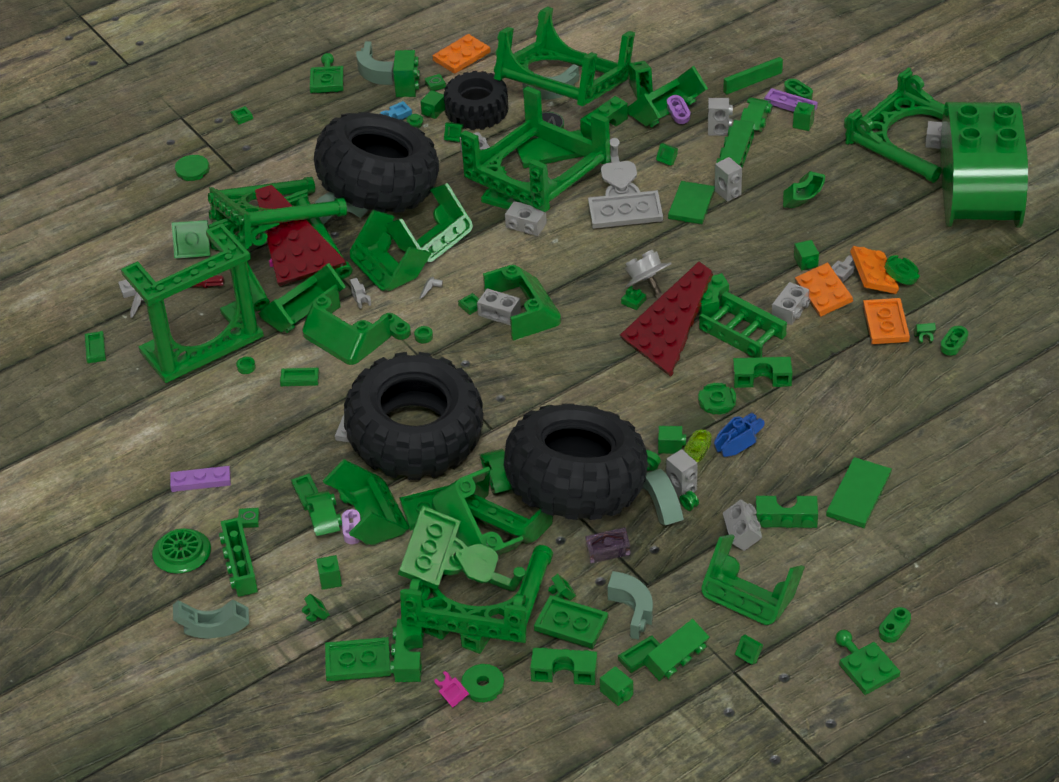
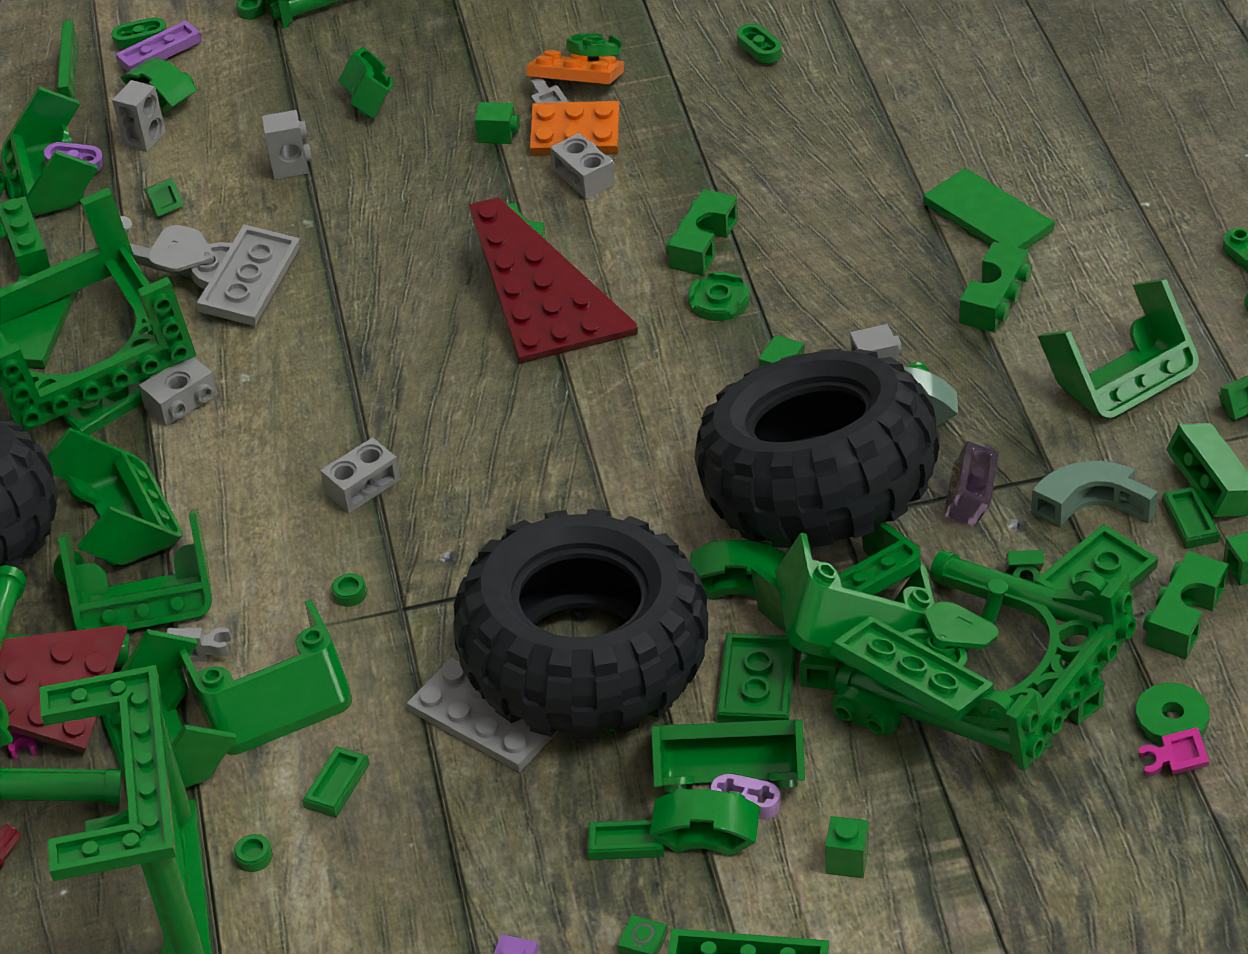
camera: 65 degrees left, 0 degrees up
(315, 608) = (917, 886): green tile -> none
(357, 659) = (1056, 860): green plate -> none
(398, 328) = (291, 621): green plate -> none
(406, 664) = (1096, 798): green arch -> none
(429, 284) = (237, 551): light grey bar -> none
(469, 303) = (319, 512): green tile -> none
(540, 310) = (360, 424): green windscreen -> none
(633, 298) = (448, 323): green tile -> none
(646, 269) = (424, 278): light grey piece -> none
(691, 202) = (285, 205): green tile -> none
(698, 444) = (809, 333): clear neon green plate -> none
(738, 142) = (217, 122): green brick -> none
(738, 434) = (818, 287): blue hinge -> none
(743, 311) = (595, 203): green fence -> none
(743, 524) = (1002, 339): light grey brick -> none
(803, 116) = (205, 41): green brick -> none
(886, 321) = (679, 90): orange plate -> none
(924, 330) = (727, 63): green tile -> none

